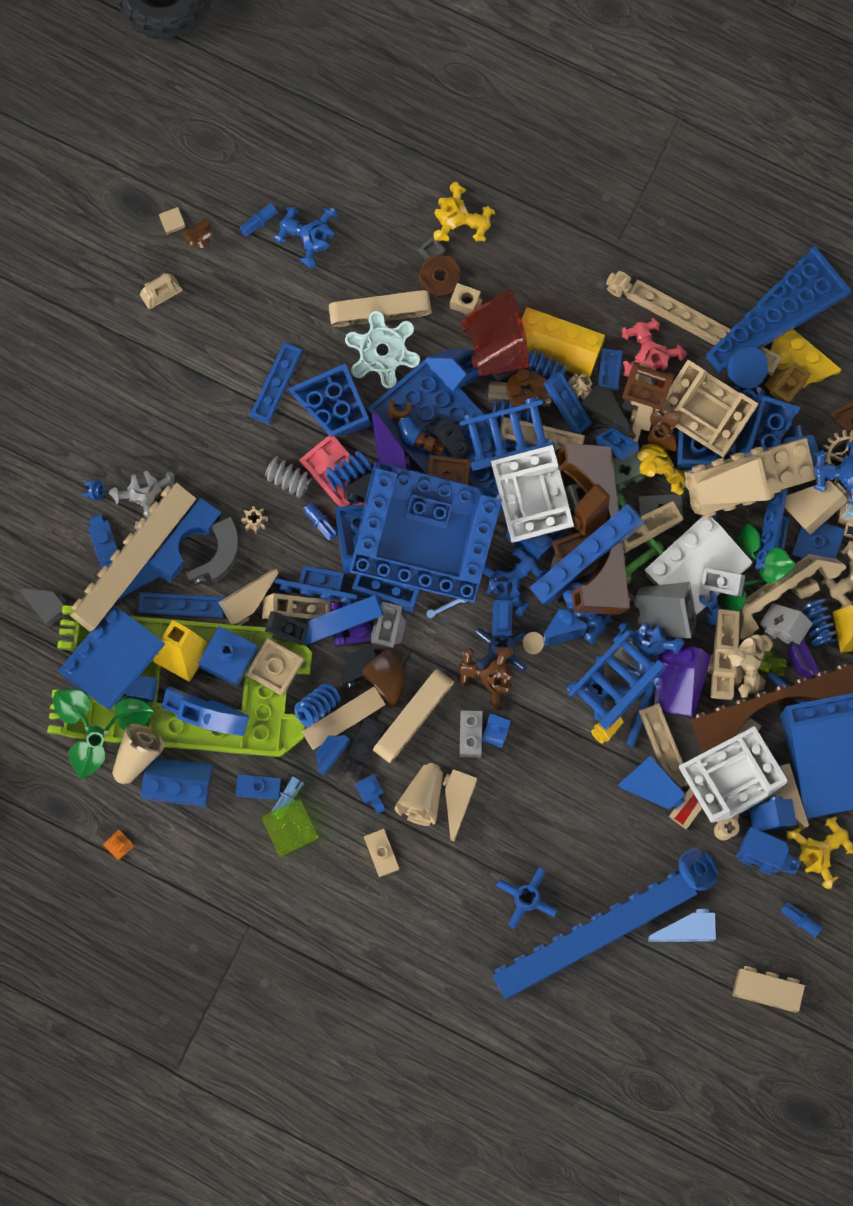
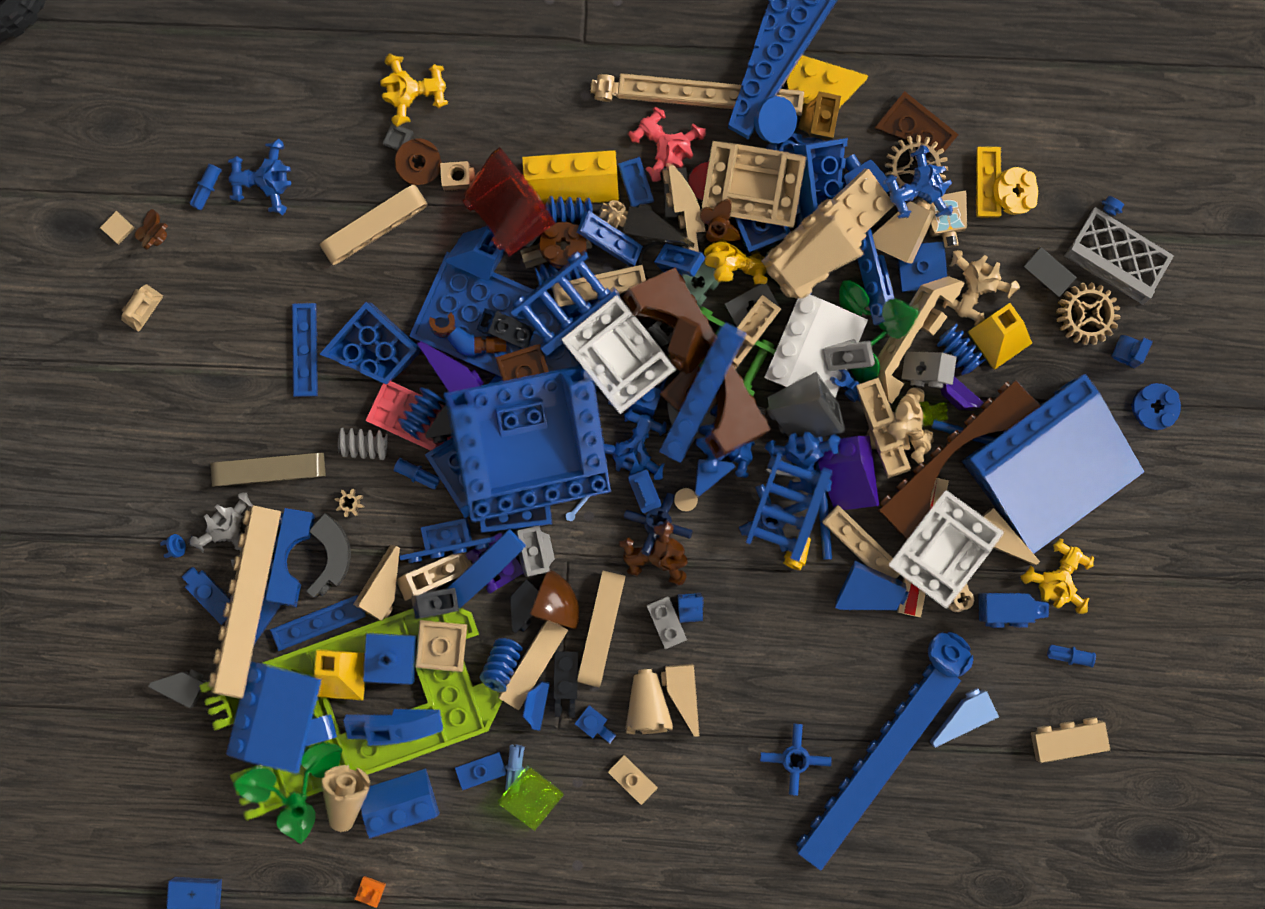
camera: 25 degrees left, 10 degrees up
(200, 463) = (267, 469): none -> dark tan beam
(377, 335) = (388, 282): light aqua plate -> none
(644, 392) = (684, 196): reddish brown plate -> none
(773, 815) = (1001, 569): blue brick -> none

